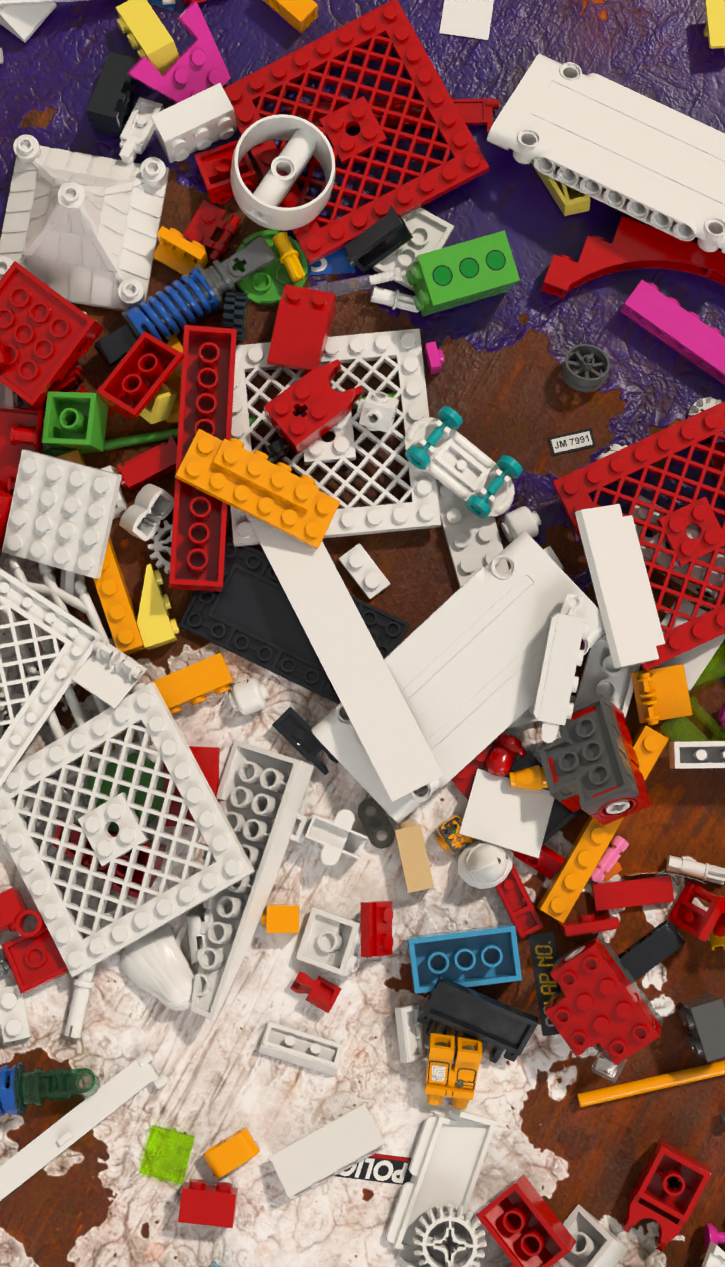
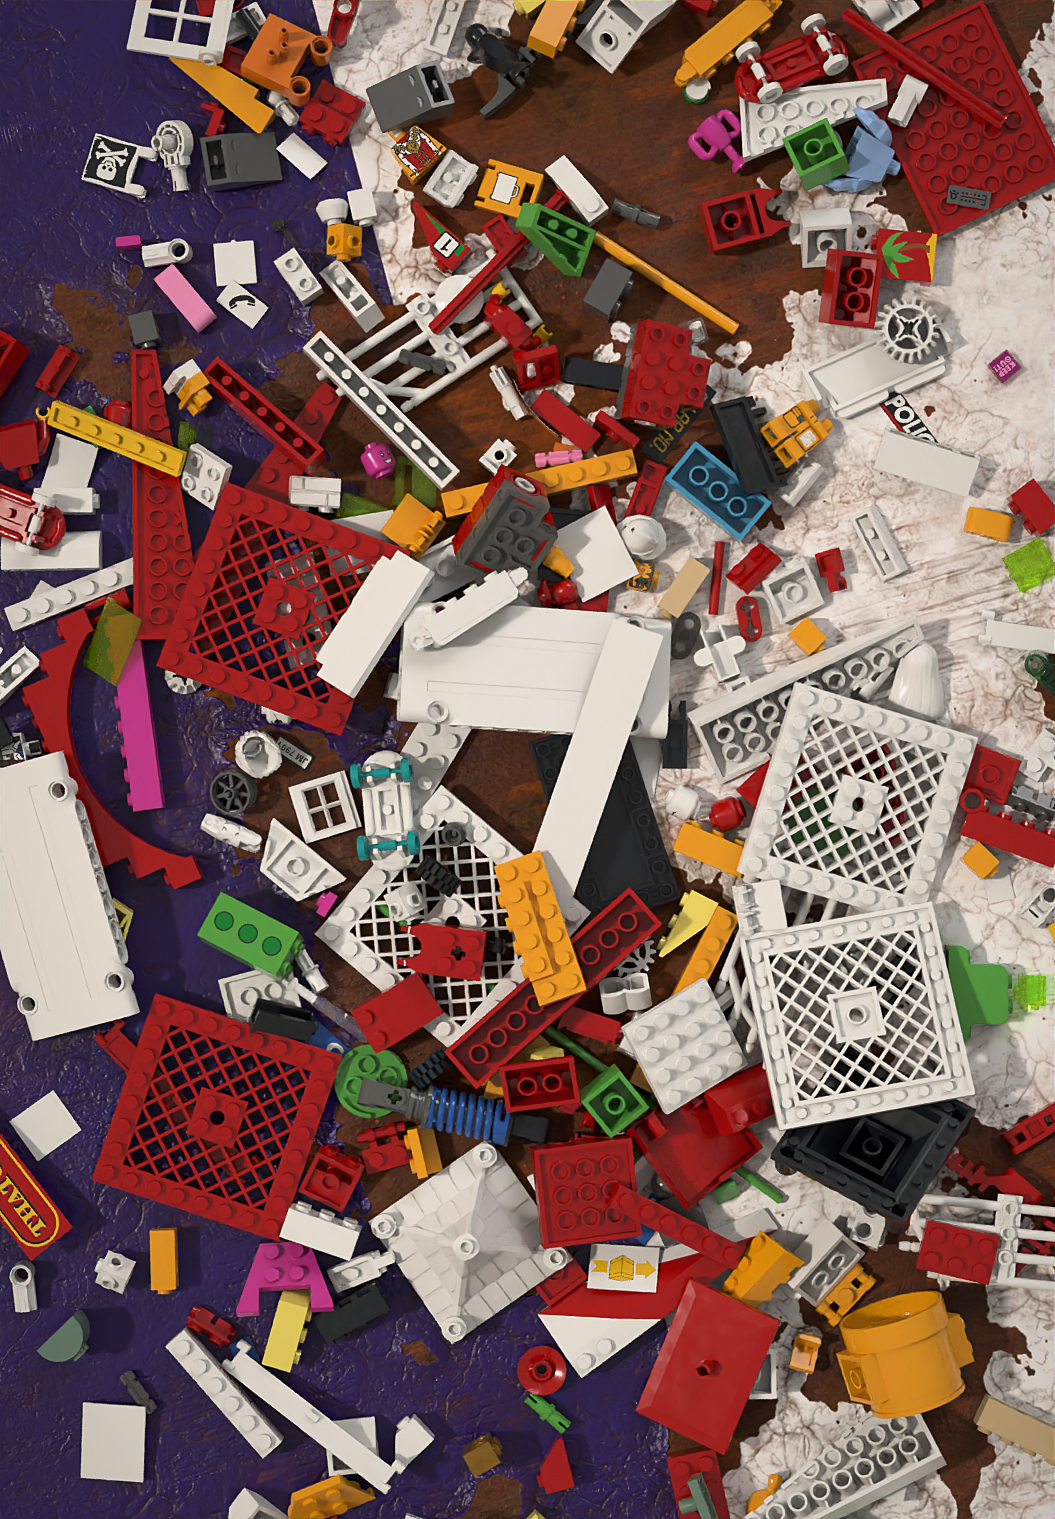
camera: 125 degrees left, 5 degrees up
(83, 985) = (994, 715): white pin -> none
(206, 722) = (727, 814): none -> red head
(289, 256) = (352, 1072): yellow axle -> none
(303, 143) = (285, 1131): white cylinder -> none
(310, 706) = (648, 758): none -> white sticker
(336, 891) = (754, 617): none -> red beam
(364, 571) = (521, 807): white plate -> none
(373, 452) = (438, 876): none -> black tyre
(394, 490) = (451, 840): none -> dark grey plate
(396, 892) = (716, 578): none -> red bar
(484, 362) = (296, 865): none -> white wing
(516, 405) = (345, 800): none -> white piece
(520, 520) = (386, 731): white head -> none
(555, 338) = (231, 833): none -> white hinge
(597, 410) = (258, 754): none -> white hair
(654, 825) = (491, 463): none -> white brick

